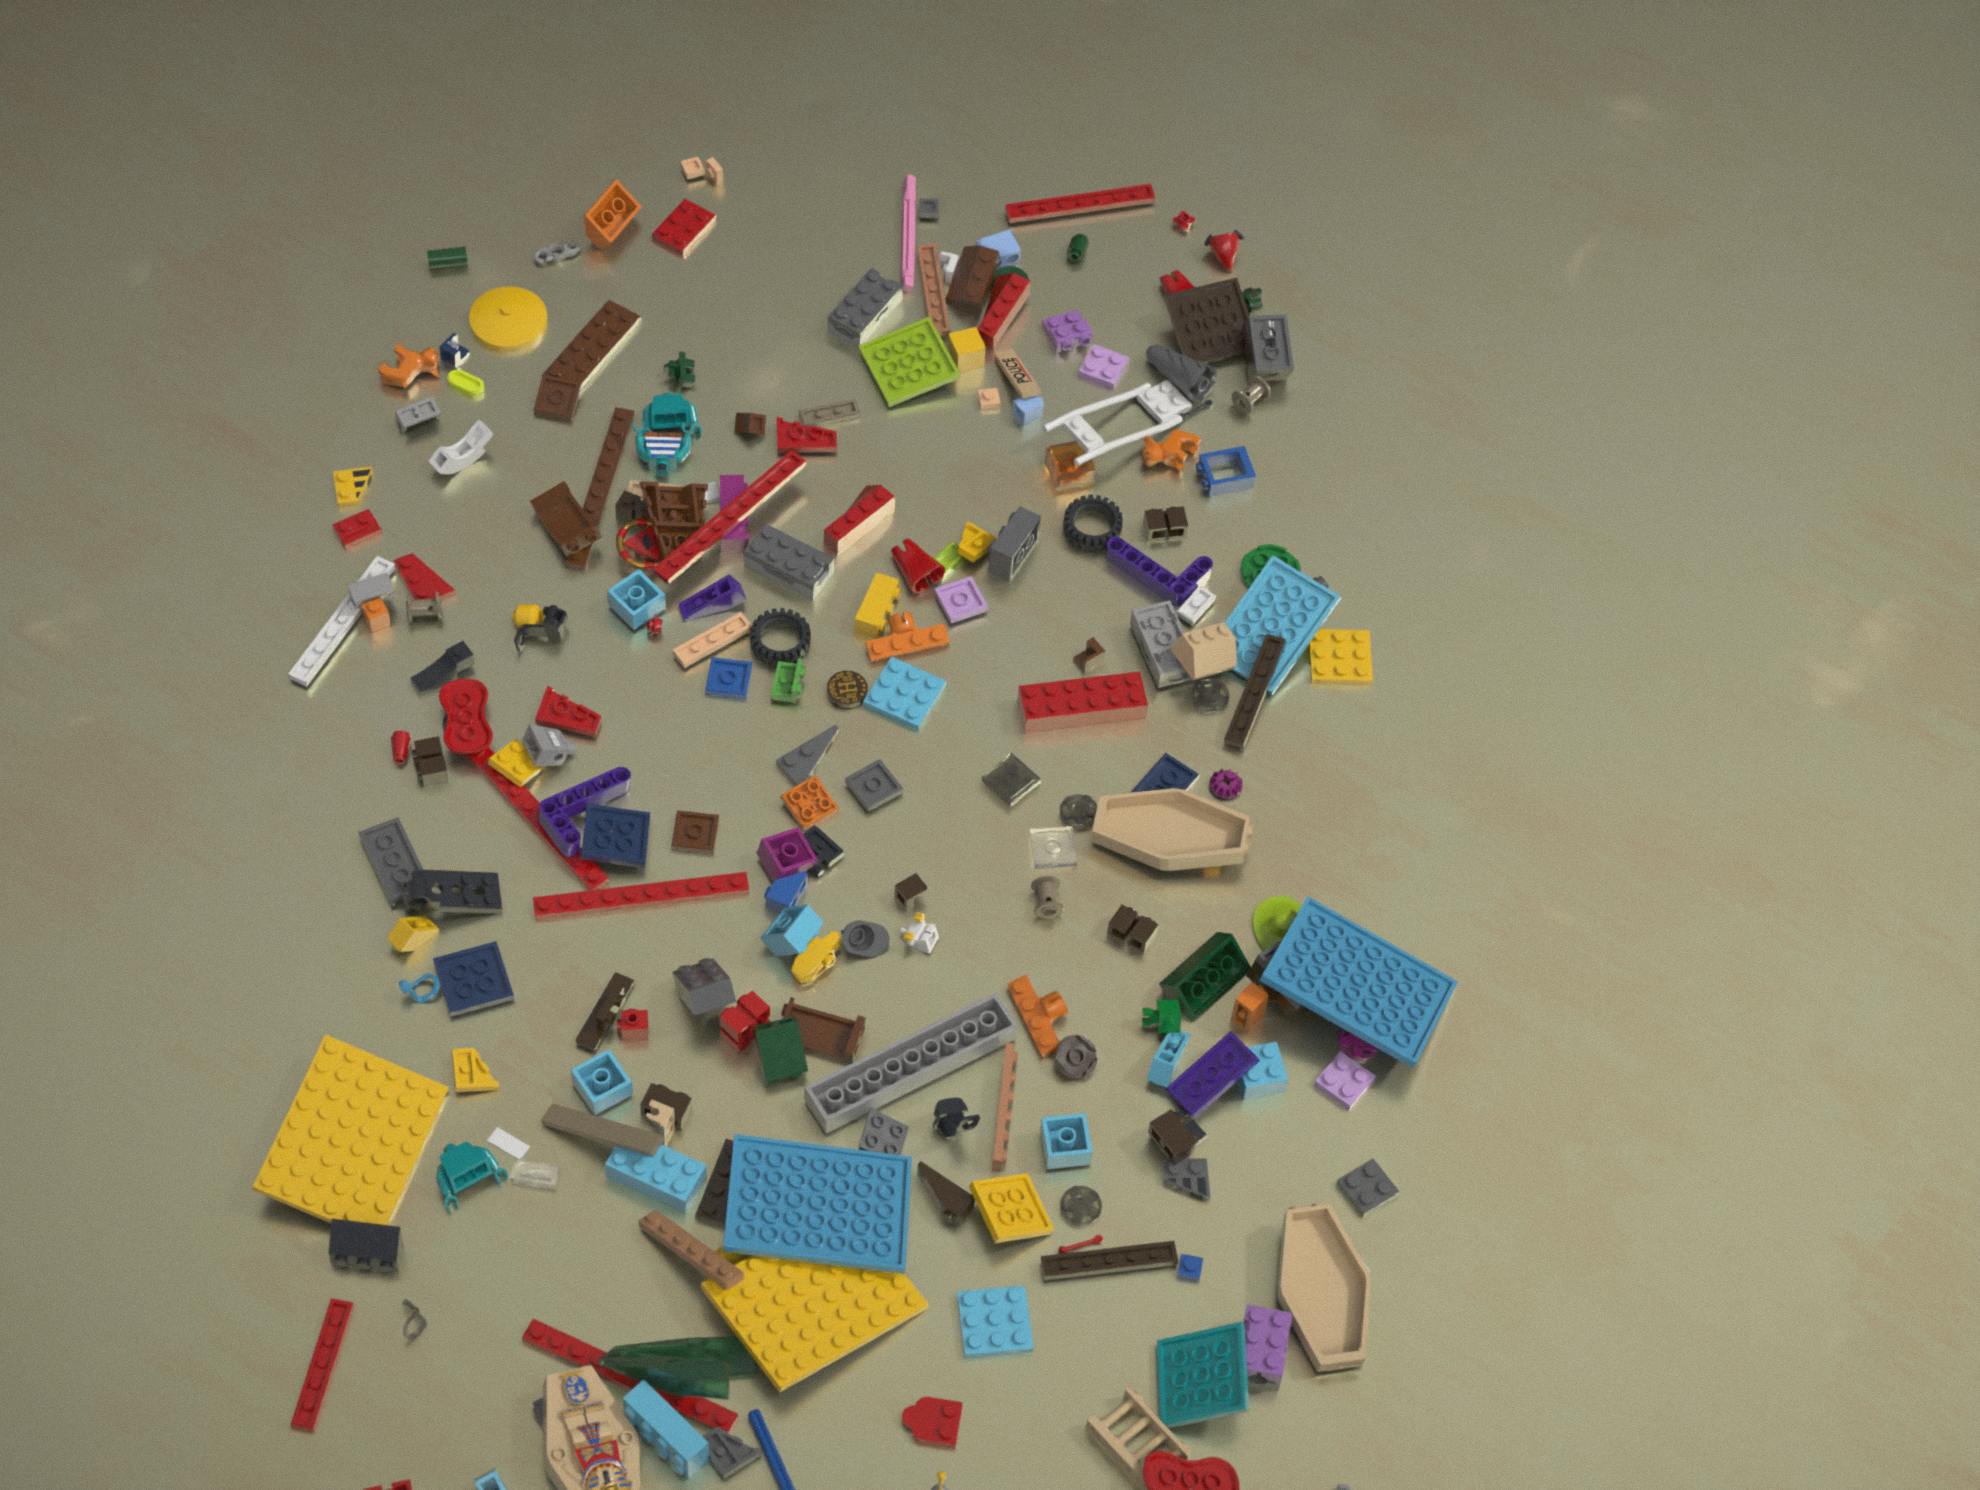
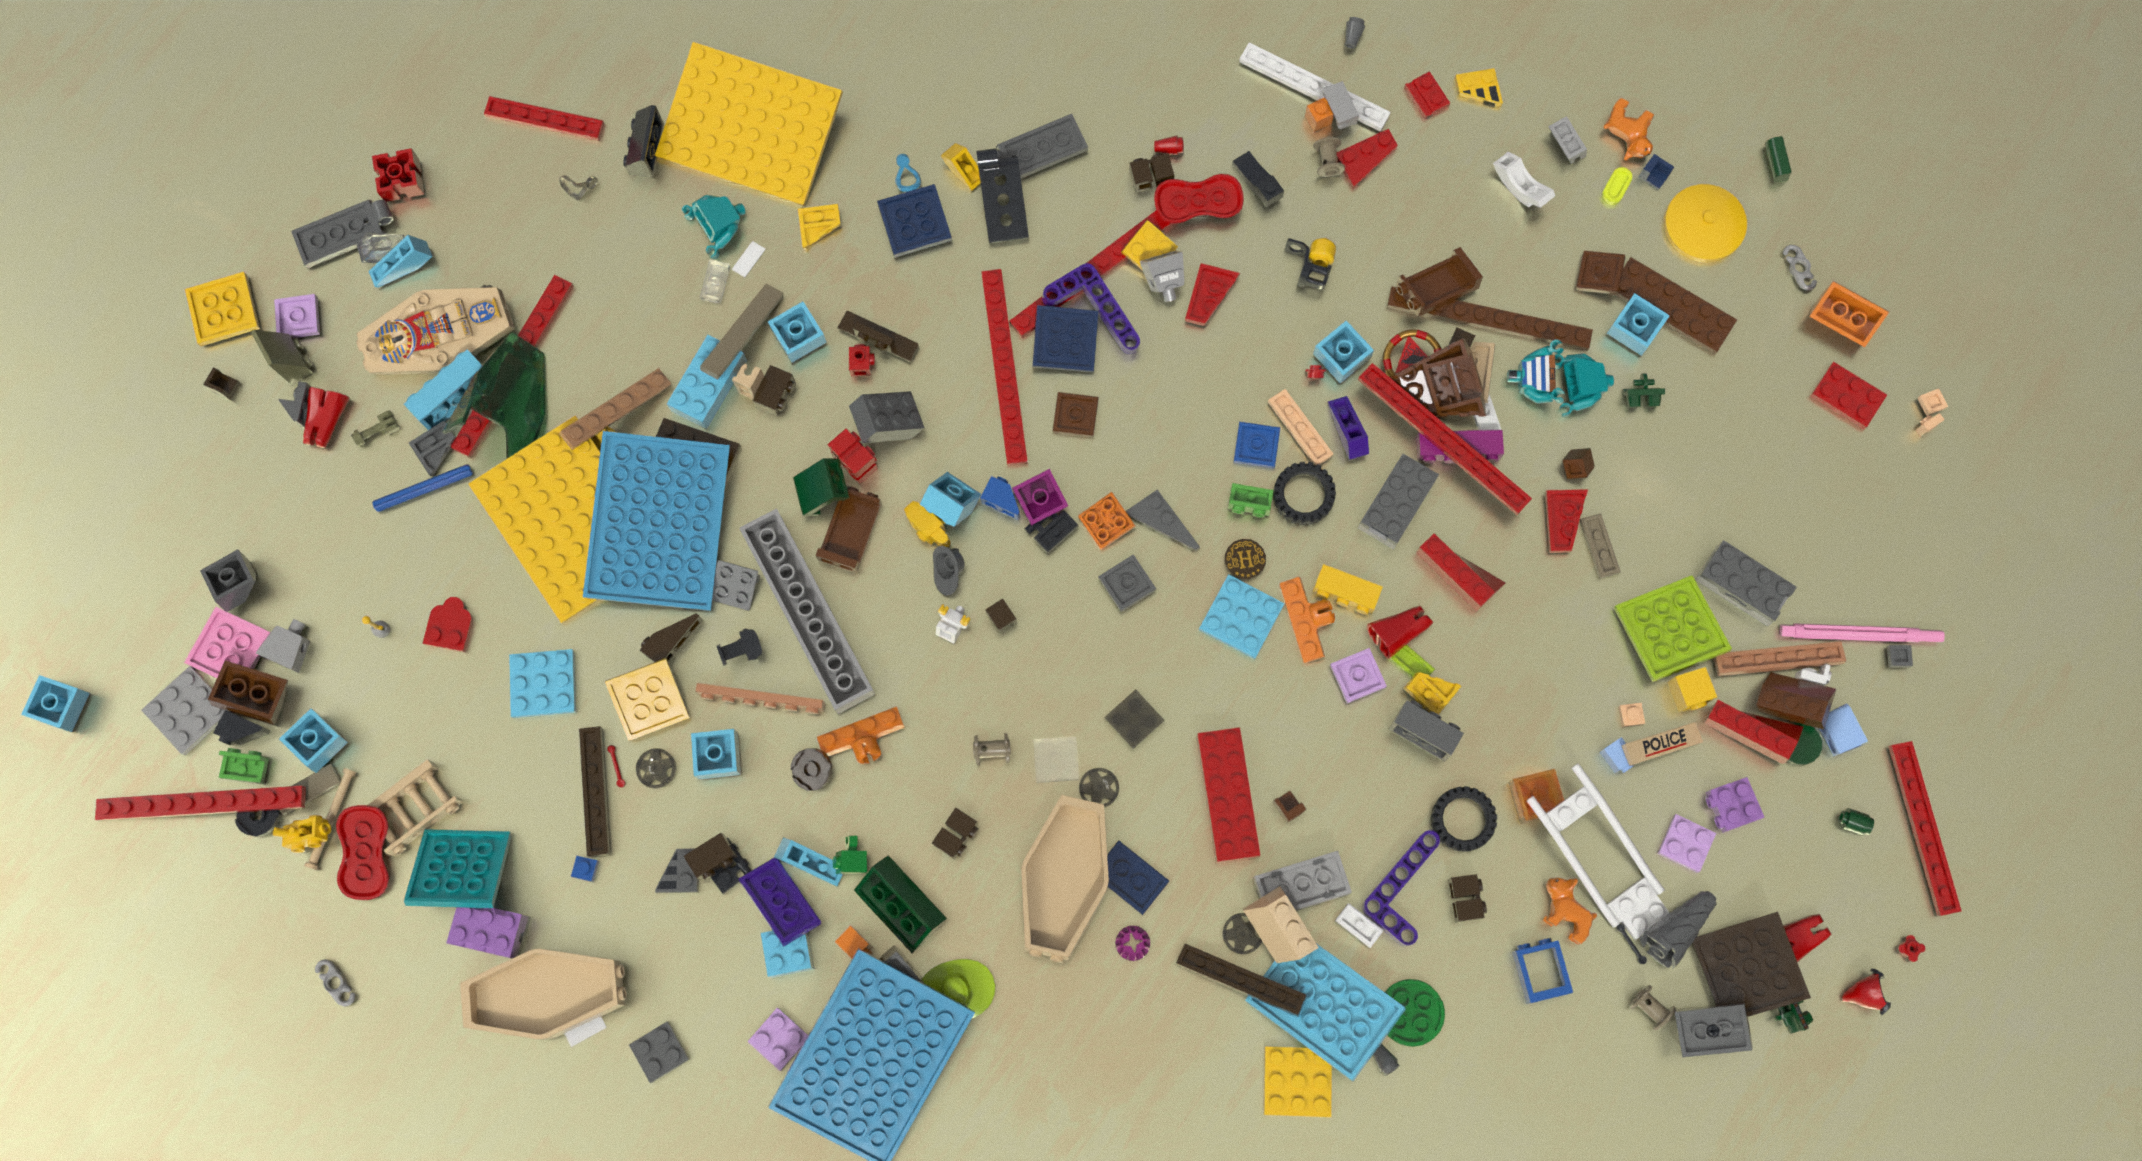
camera: 100 degrees right, 20 degrees up
(282, 585) = (1354, 30): none -> dark grey cone
(614, 369) = (1638, 324): none -> medium azure brick

